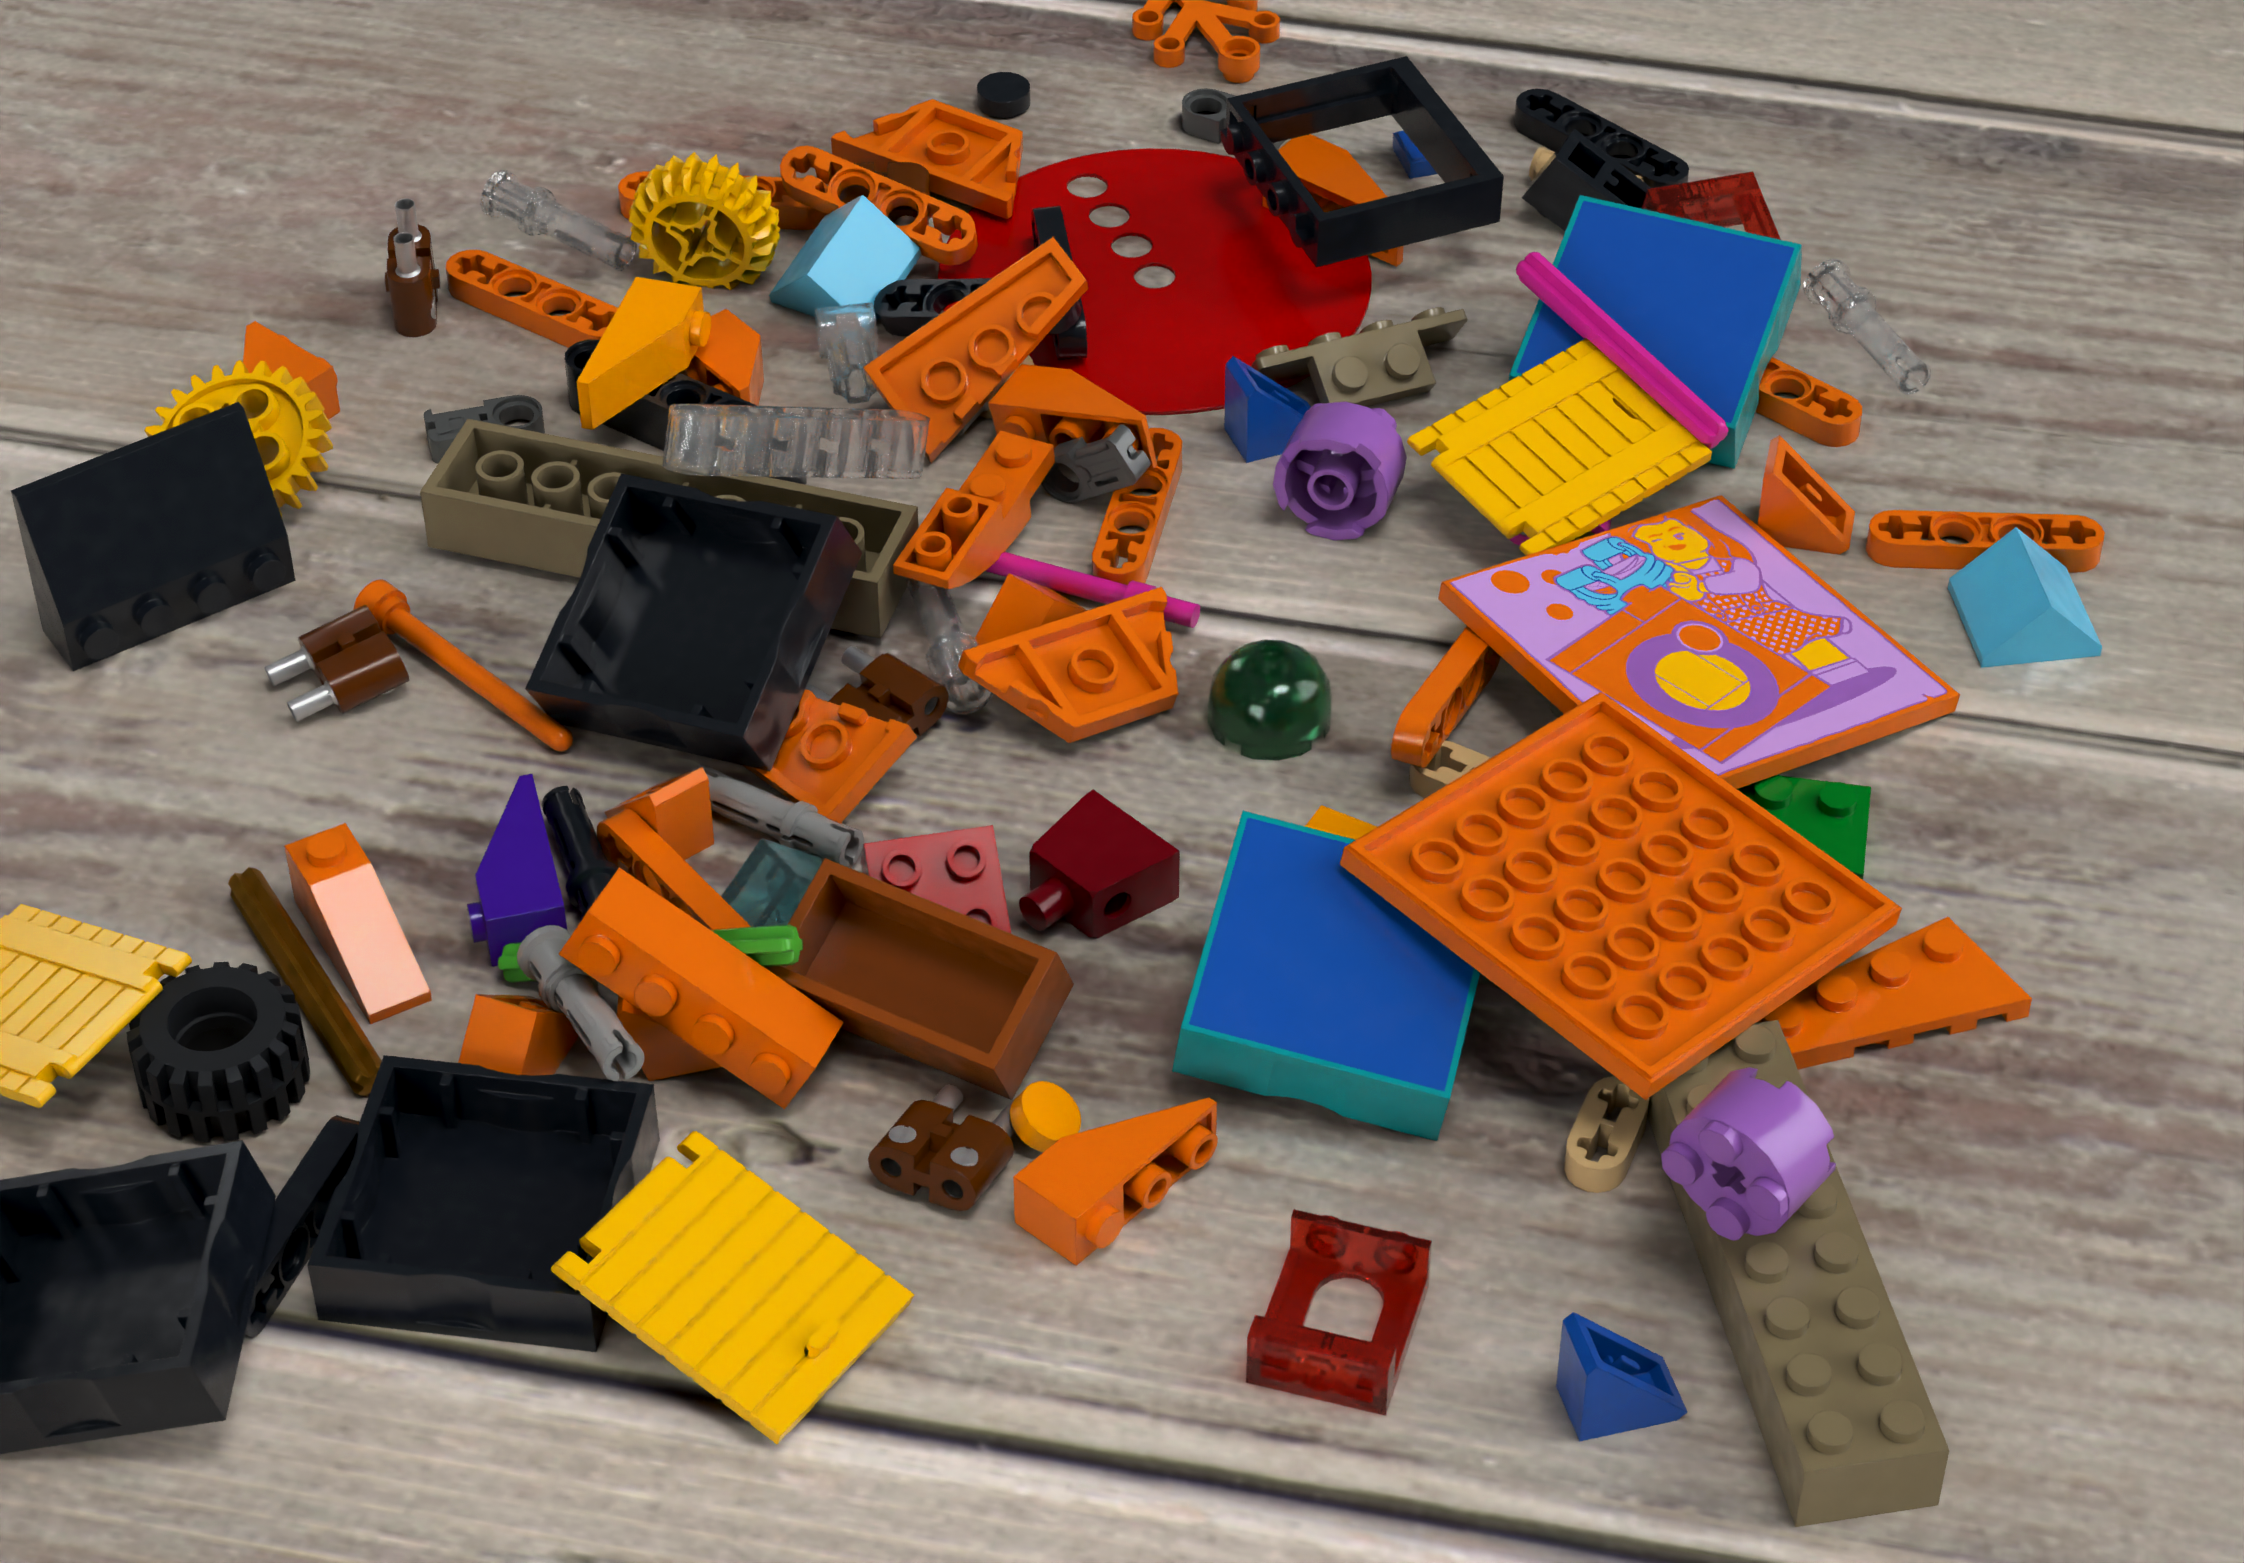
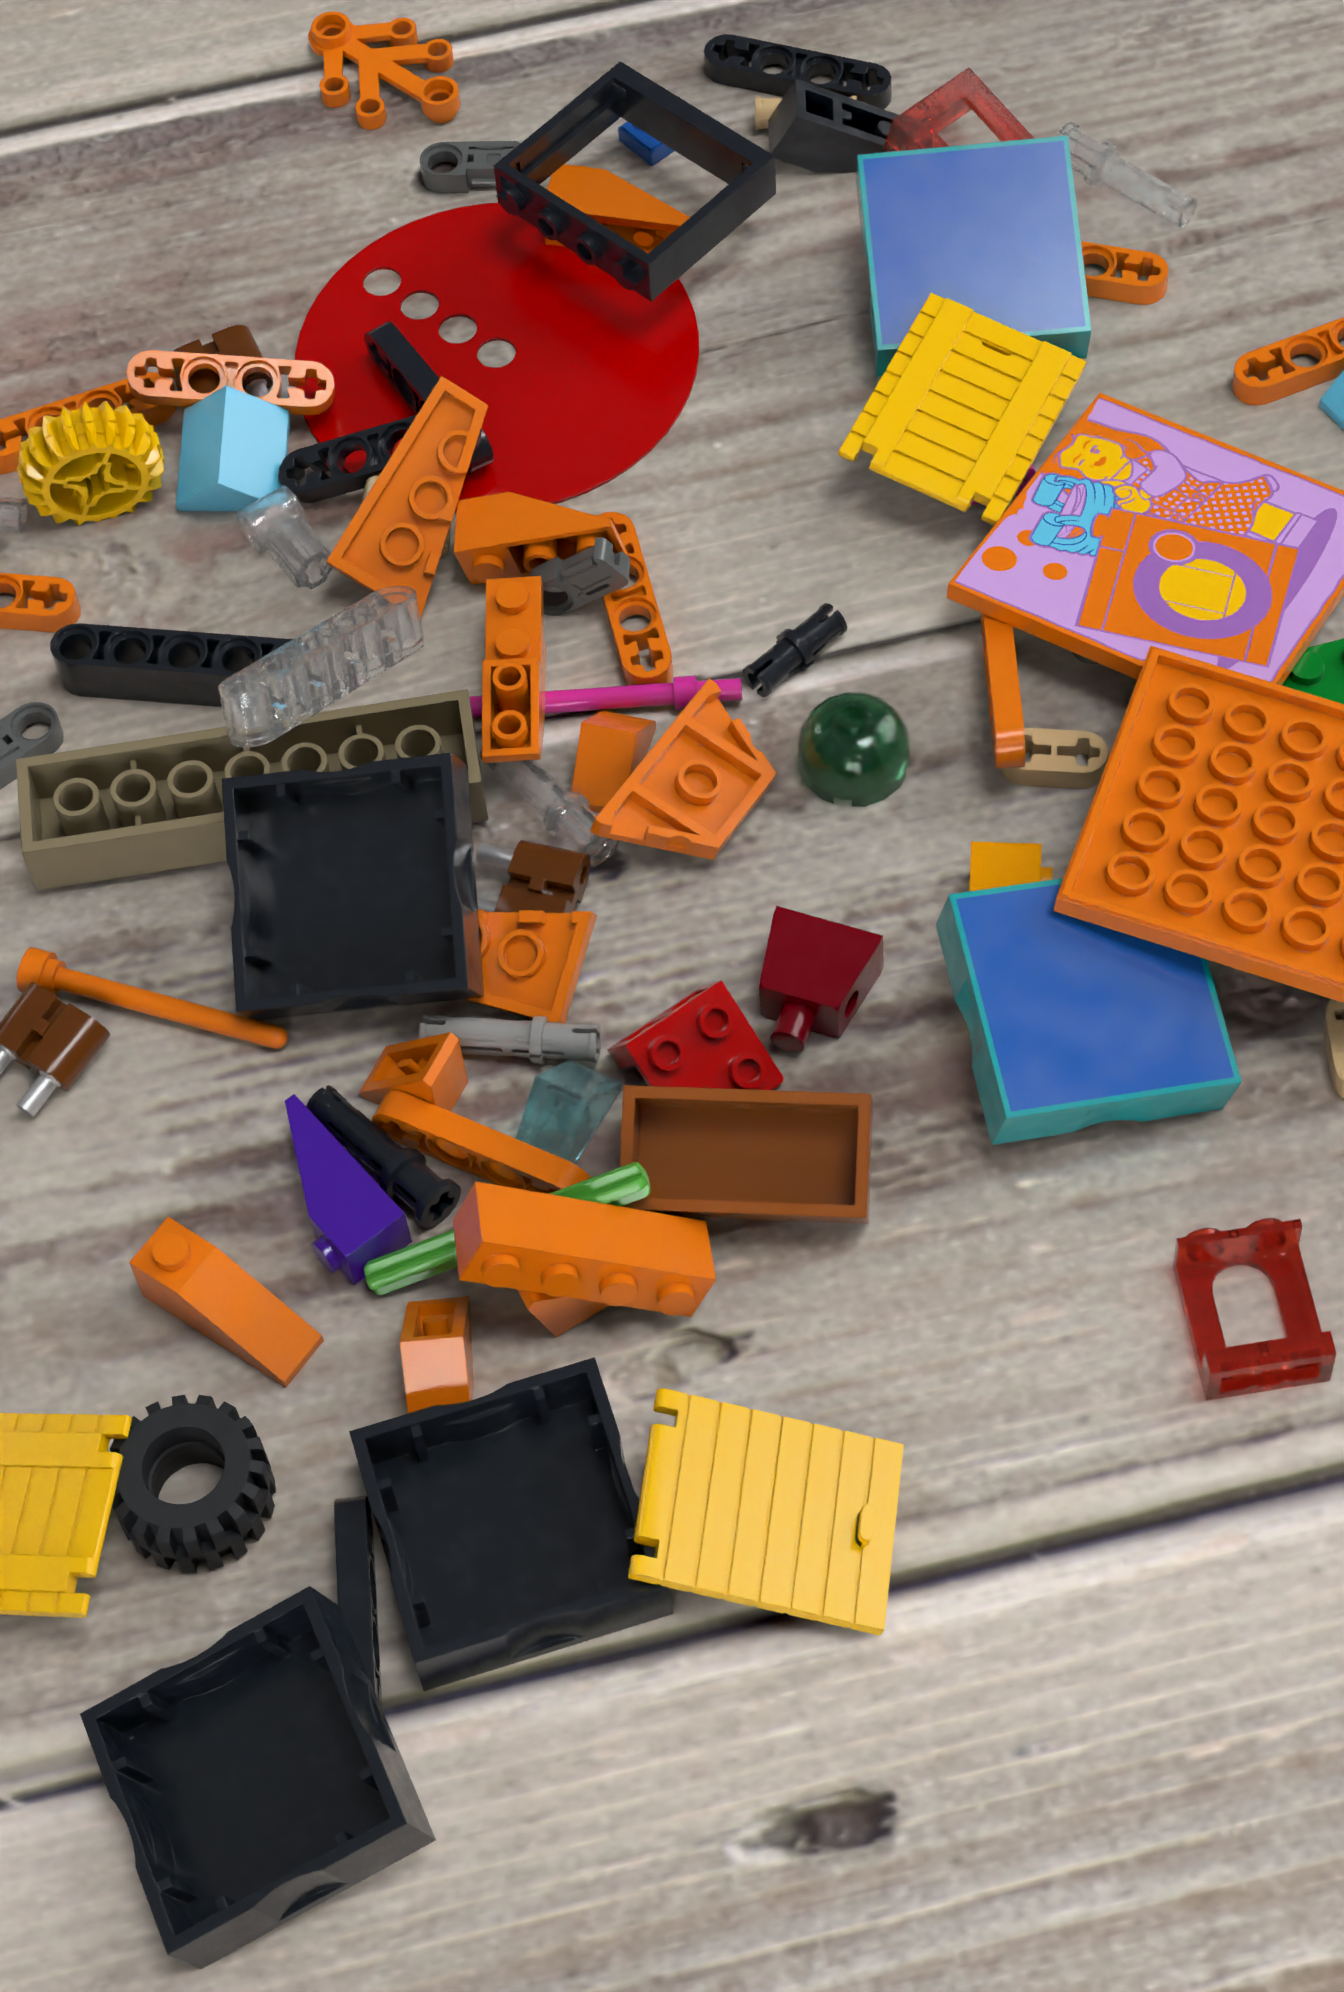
camera: 20 degrees left, 15 degrees up
(306, 979) = (211, 1373): pearl gold axle -> none
(577, 996) = (438, 1278): light grey pin -> none
(642, 347) = (129, 619): light orange slope -> none
(730, 358) = (184, 595): orange slope -> none
(942, 1155) = (851, 1304): reddish brown piece -> none
(963, 152) = (247, 287): orange wing -> none
(1003, 95) = (254, 214): black tile -> none
(1044, 1115) = (912, 1231): light orange tile -> none
(1103, 1177) = (992, 1270): orange slope -> none
(1259, 412) = (685, 465): blue slope -> none
(1270, 602) = (795, 649): none -> black pin
(1340, 469) = (789, 498): medium lavender brick -> none
(1367, 367) = (740, 383): dark tan bracket -> none
(1621, 348) = (964, 291): dark pink axle -> none
(1800, 505) = (1170, 379): orange slope -> none

